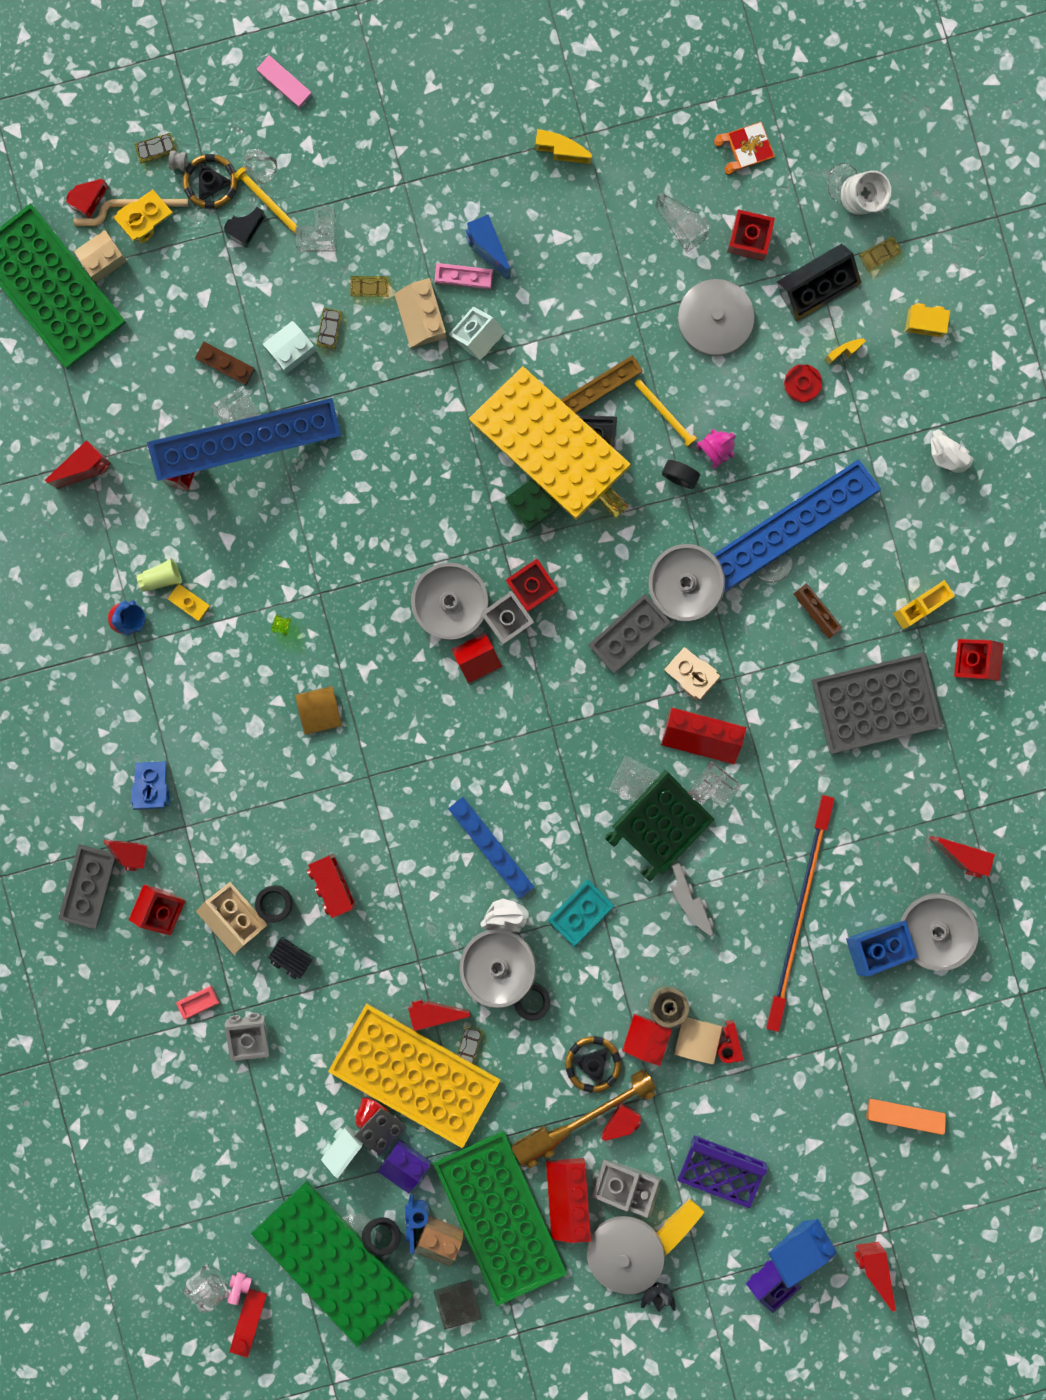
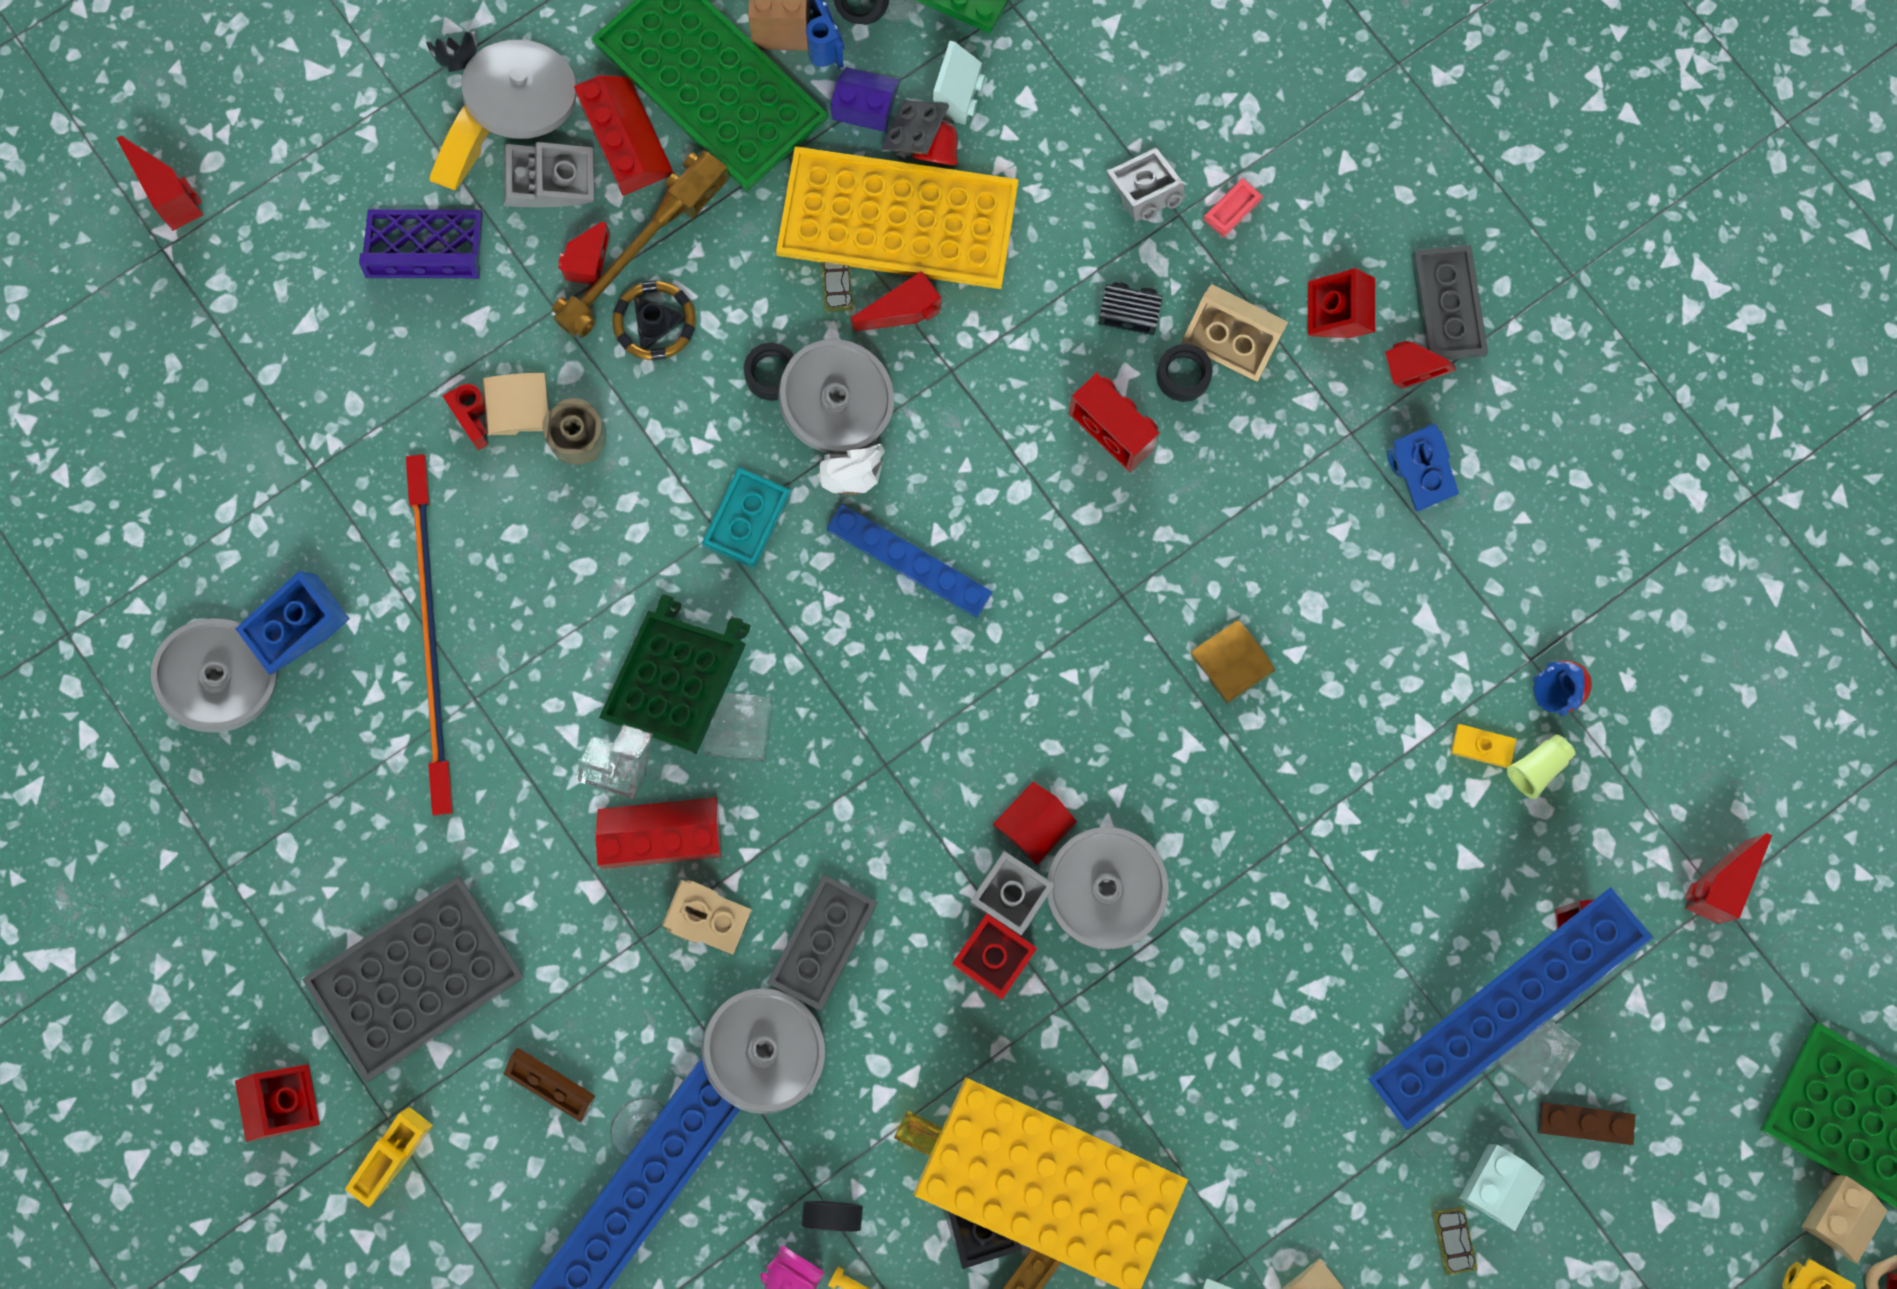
camera: 160 degrees right, 10 degrees down
(281, 625) = (1337, 762): clear neon green wheel -> none
(531, 504) = (1042, 1080): dark green brick -> none
(646, 1039) = (590, 375): red slope -> none
(693, 907) = (589, 581): light grey slope -> none
(770, 1287) = (302, 121): dark purple slope -> none
(802, 1252) = (273, 172): blue slope -> none
(906, 1116) = (183, 406): orange slope -> none
(971, 859) = (194, 797): red slope -> none

